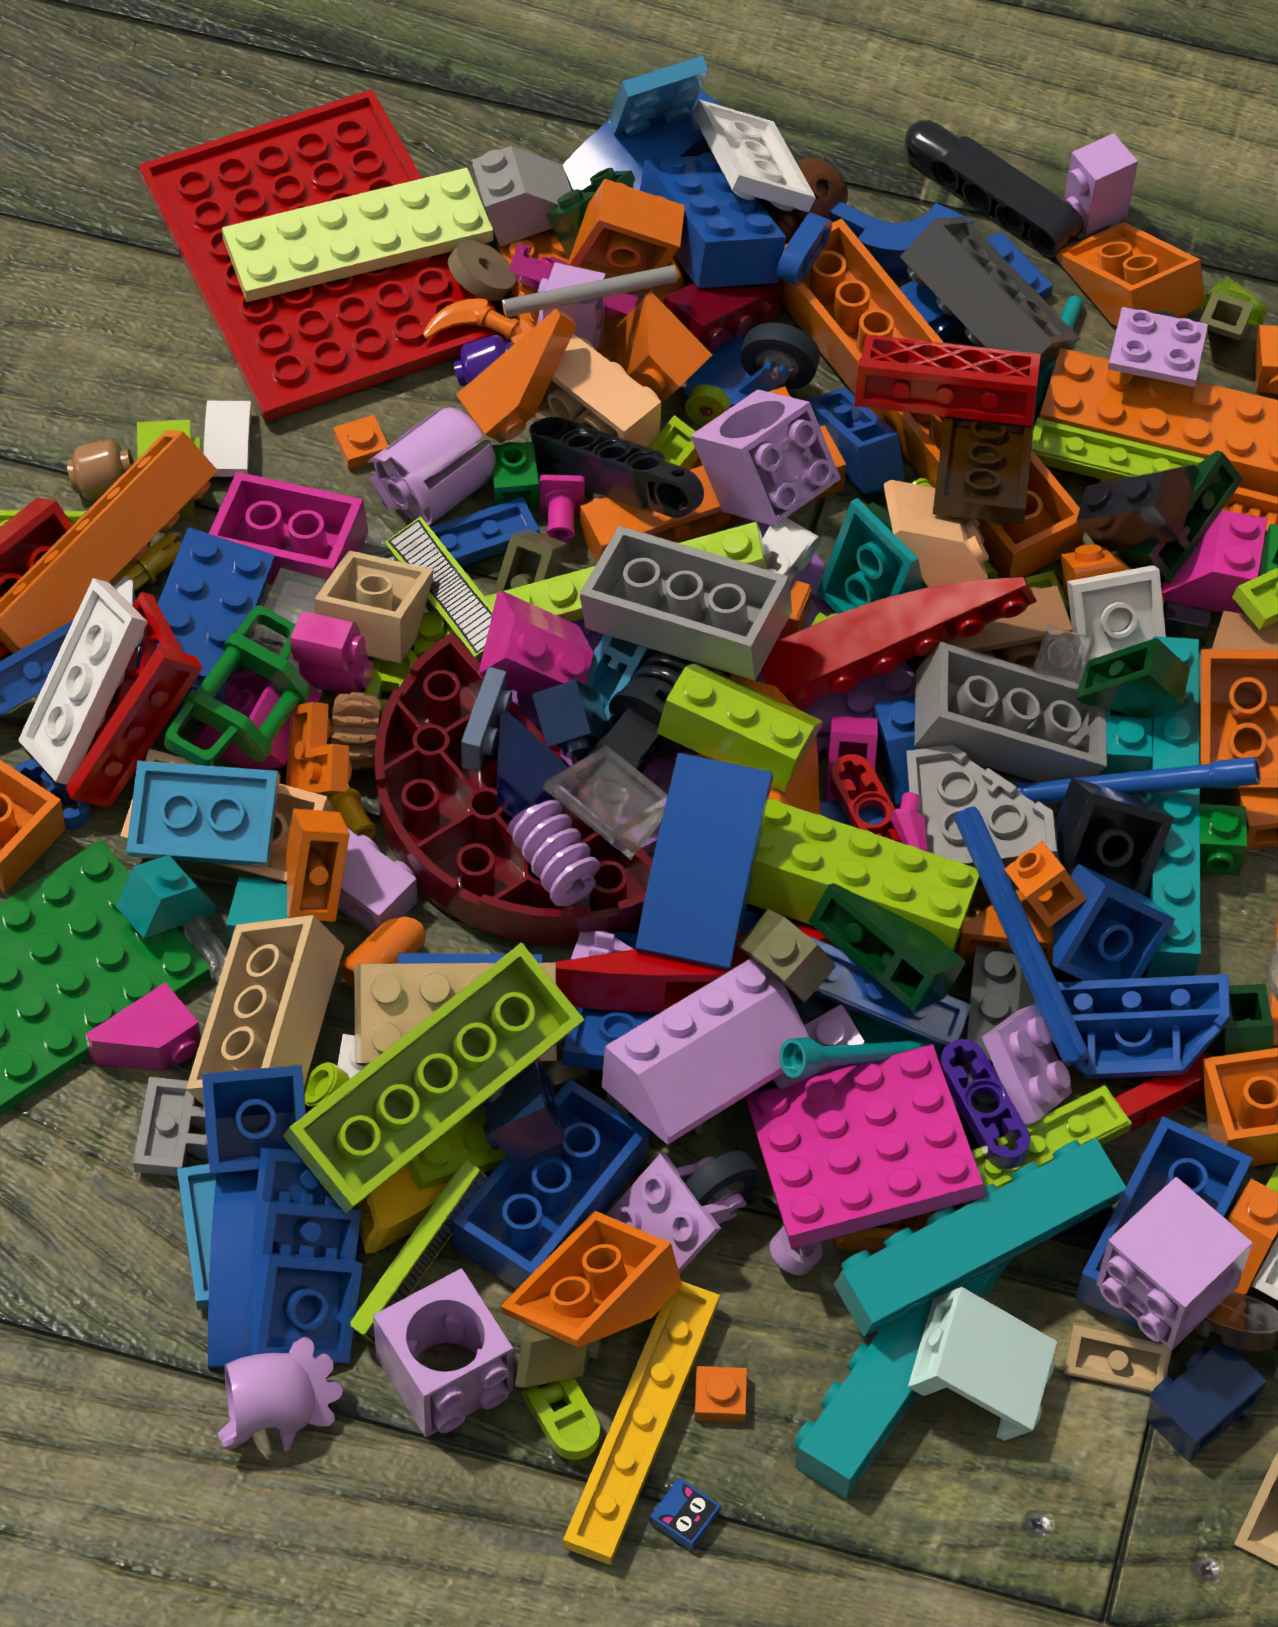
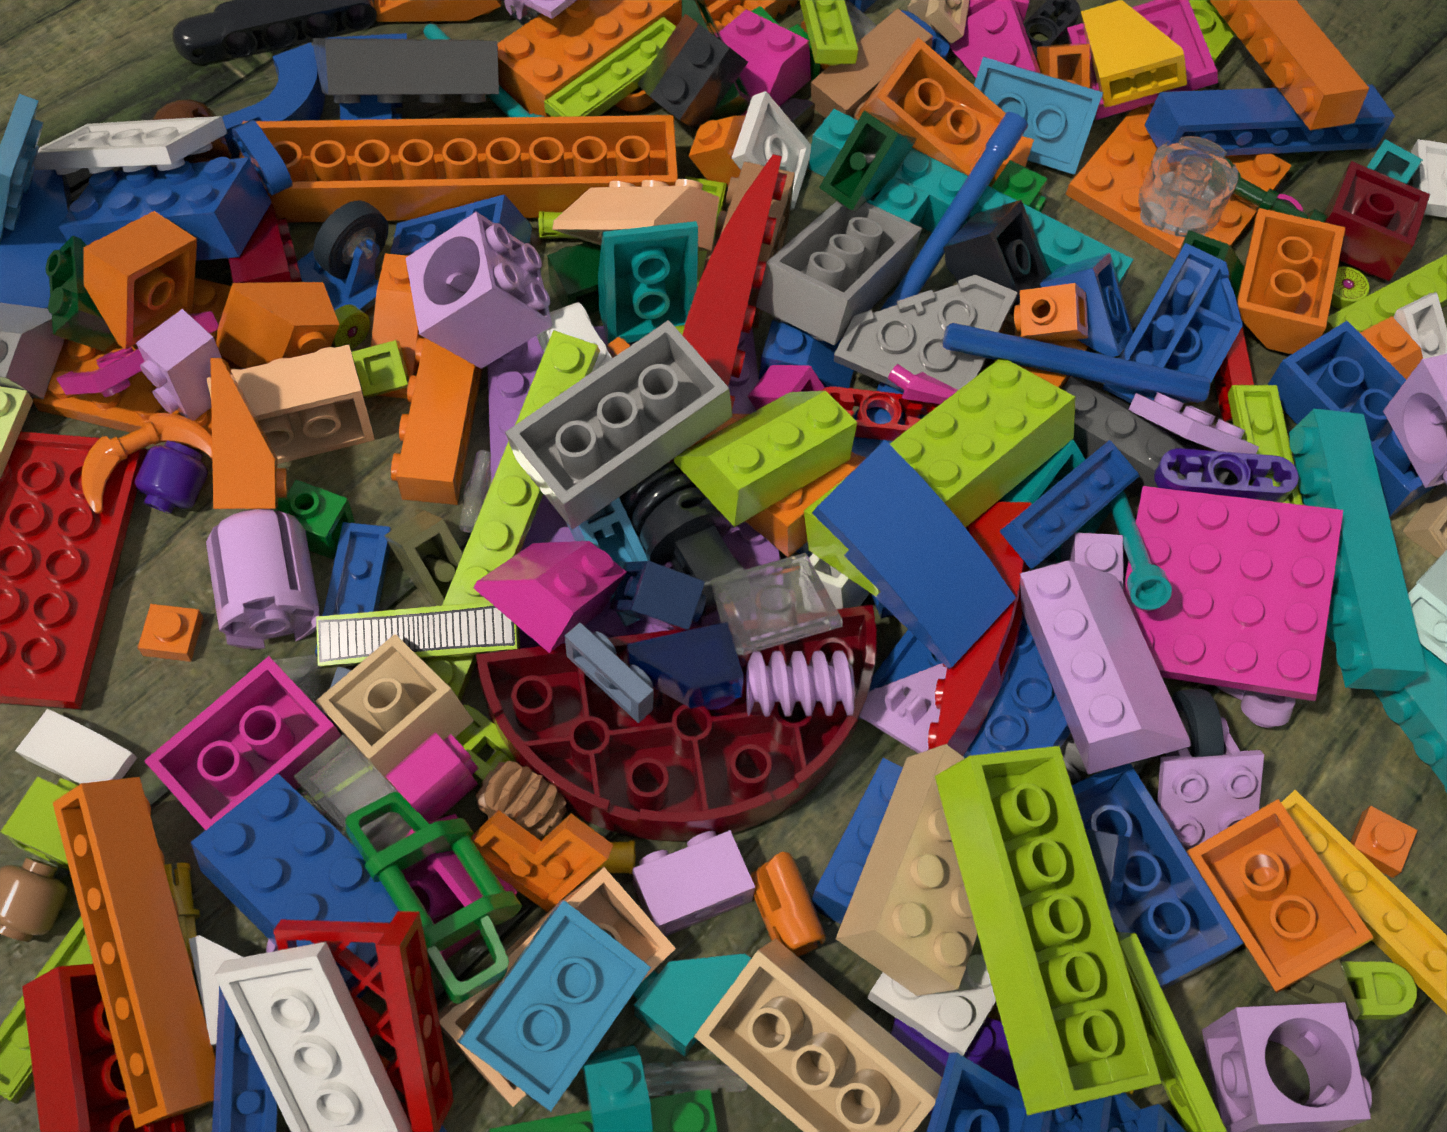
camera: 65 degrees left, 5 degrees up
(315, 863) = (680, 916): orange slope -> none
(323, 1082) = (933, 1037): lime tile -> none
(481, 270) = (61, 425): dark tan piece -> none
(561, 501) = (370, 491): dark pink bracket -> none
(589, 291) = (195, 331): light grey bar -> none
(615, 467) = (383, 423): black piece -> none
(787, 954) = (1038, 540): olive slope -> none
(888, 947) = (1060, 461): dark green slope -> none
(935, 389) = (491, 141): red fence -> none
(983, 470) = (595, 141): dark brown plate -> none
(1063, 654) = (814, 192): clear plate -> none

